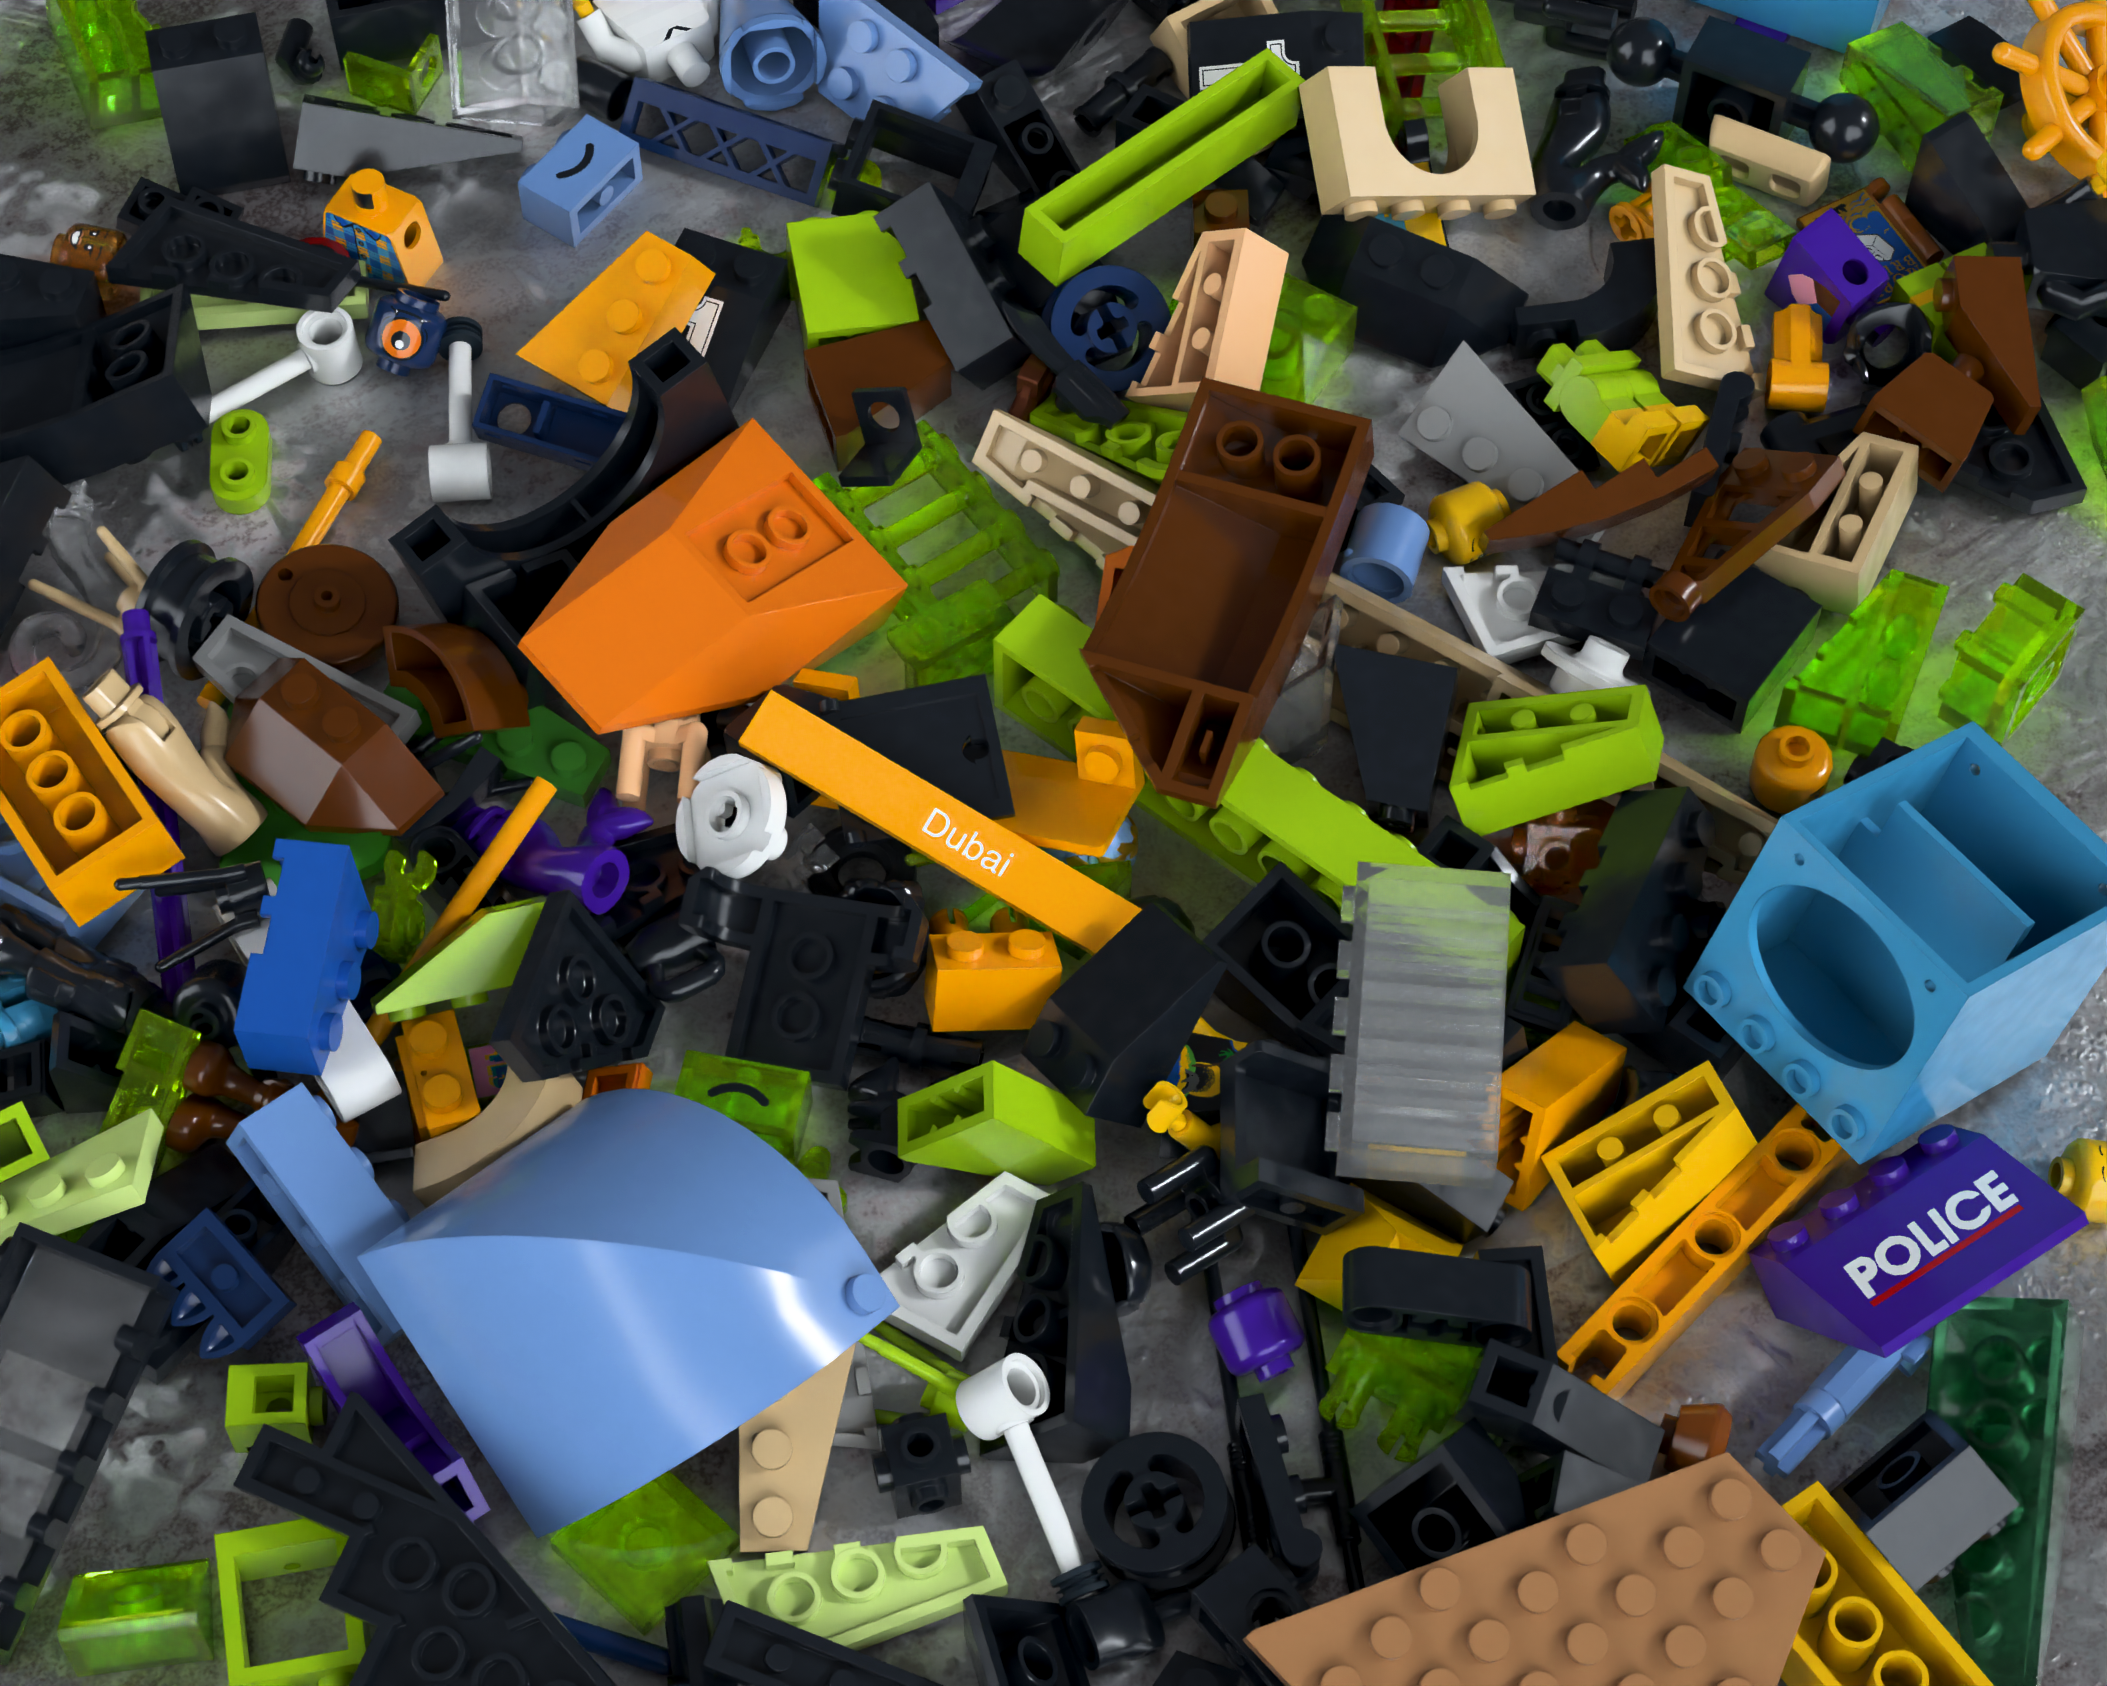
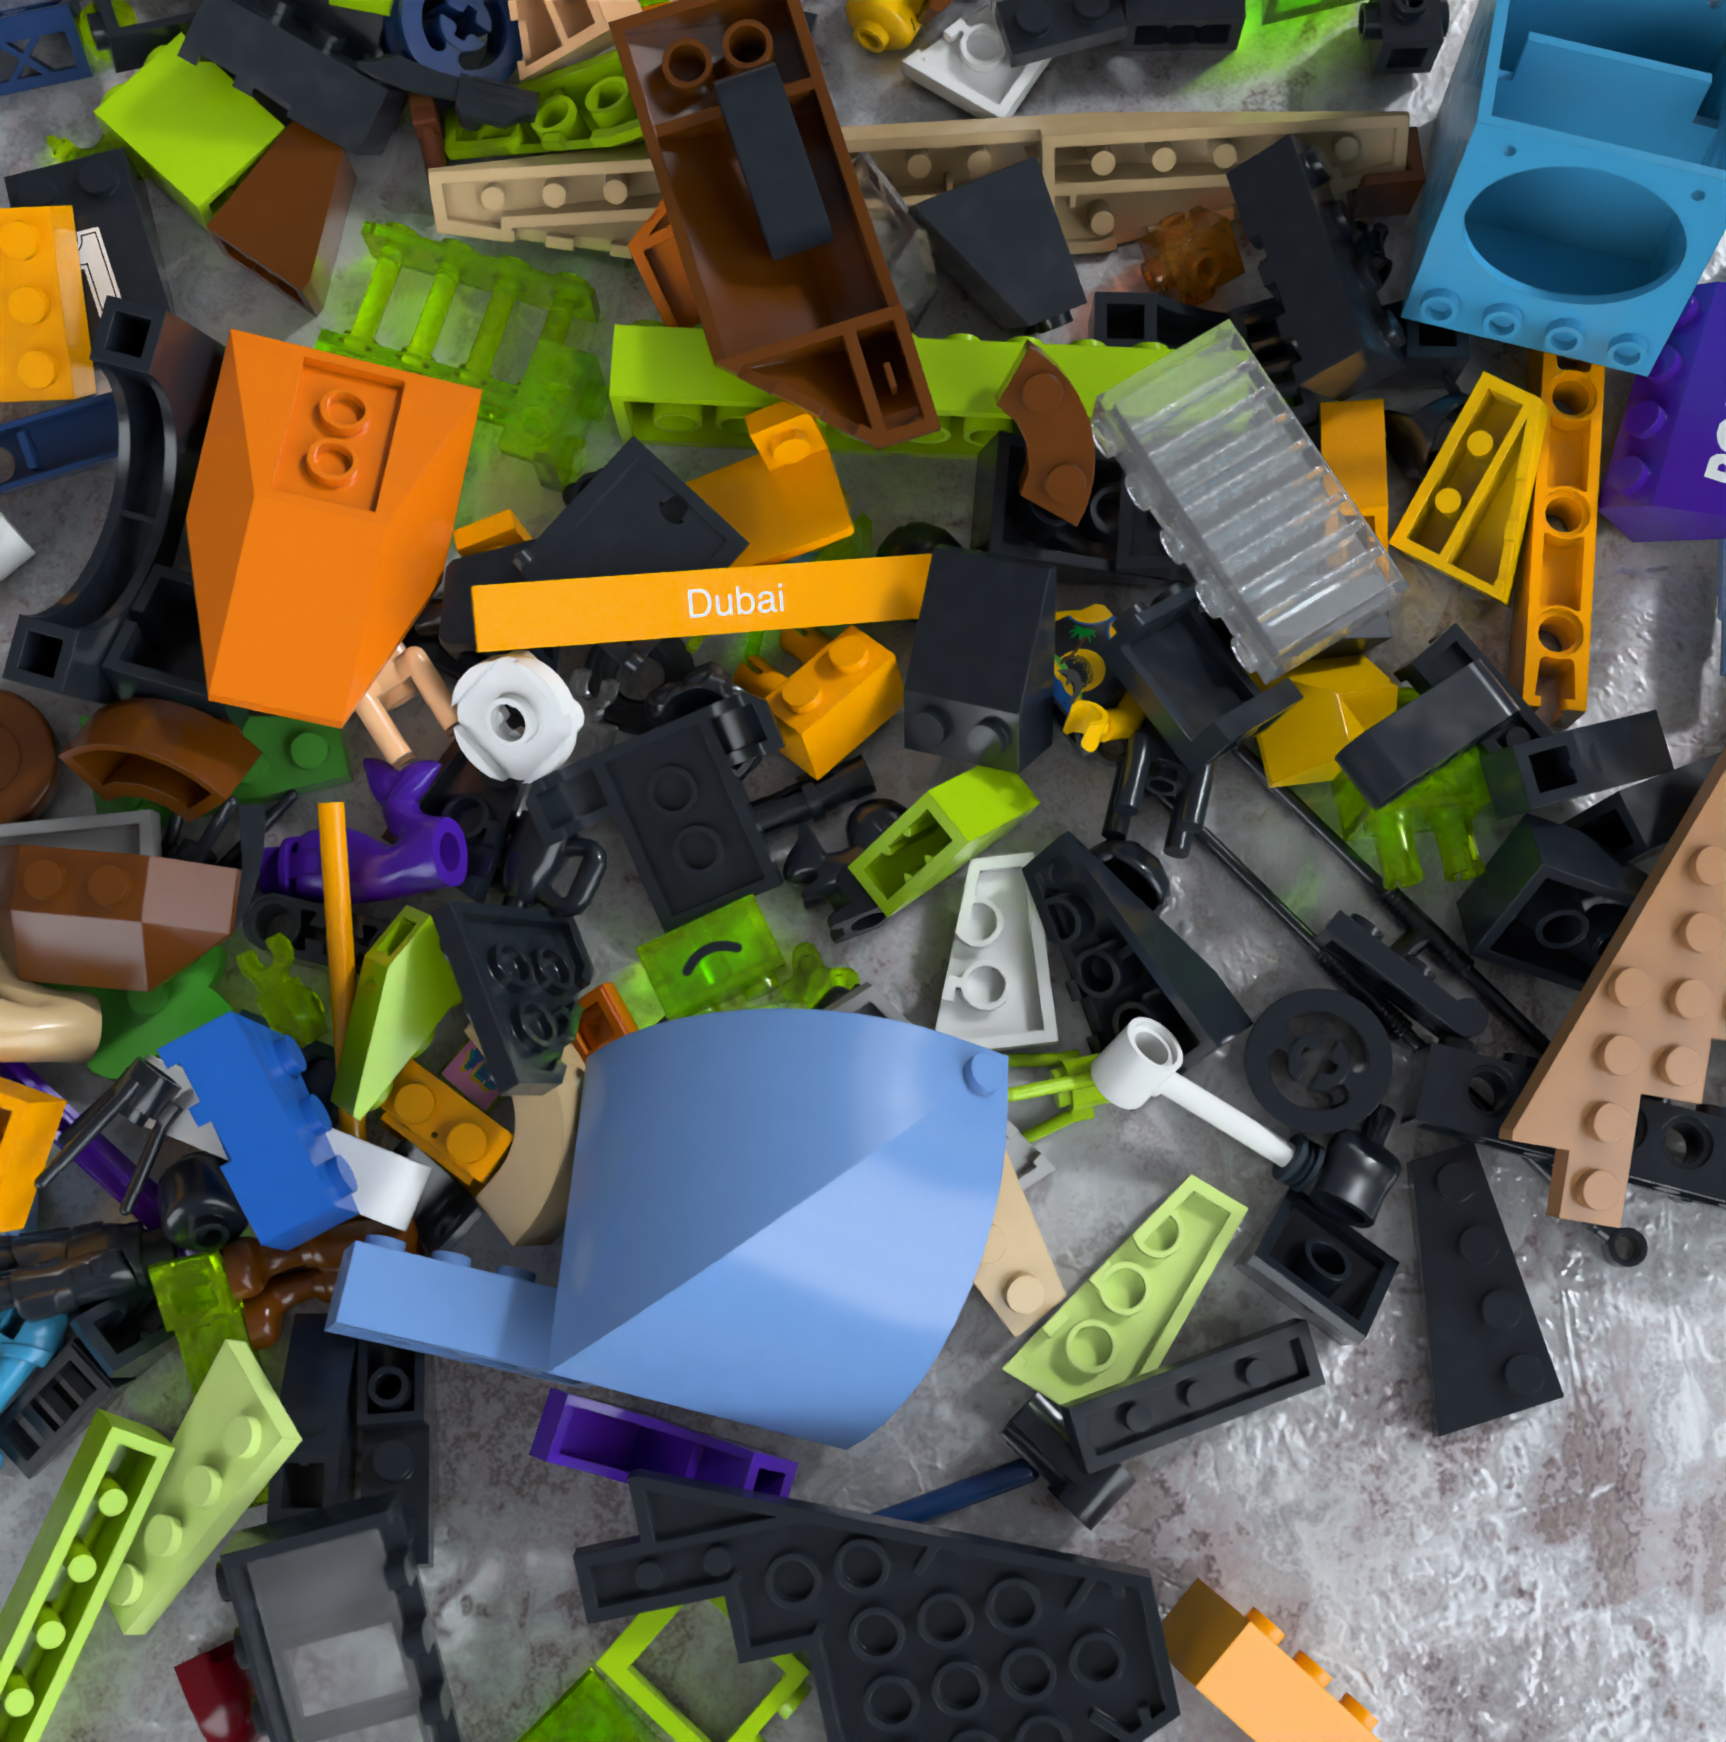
camera: 35 degrees left, 20 degrees up
(220, 1282) = (423, 1451): dark blue plate -> none
(261, 1390) = (523, 1523): lime brick -> none
(646, 1548) = (955, 1401): clear neon green tile -> none
(885, 450) = (356, 274): black bracket -> none
(921, 1464) = (1085, 1177): black brick -> none
(1246, 546) = (773, 161): none -> black beam
(1256, 1331) = (1281, 855): dark purple head -> none
(1311, 866) = (1055, 433): none -> reddish brown brick
(1386, 550) = (854, 76): medium blue piece -> none
(1552, 754) = (1149, 177): lime wedge -> none
(1594, 667) = (1102, 79): white piece -> none
(1694, 1435) = (1674, 690): dark orange cone -> none
(1790, 768) = (1315, 56): light orange head -> none

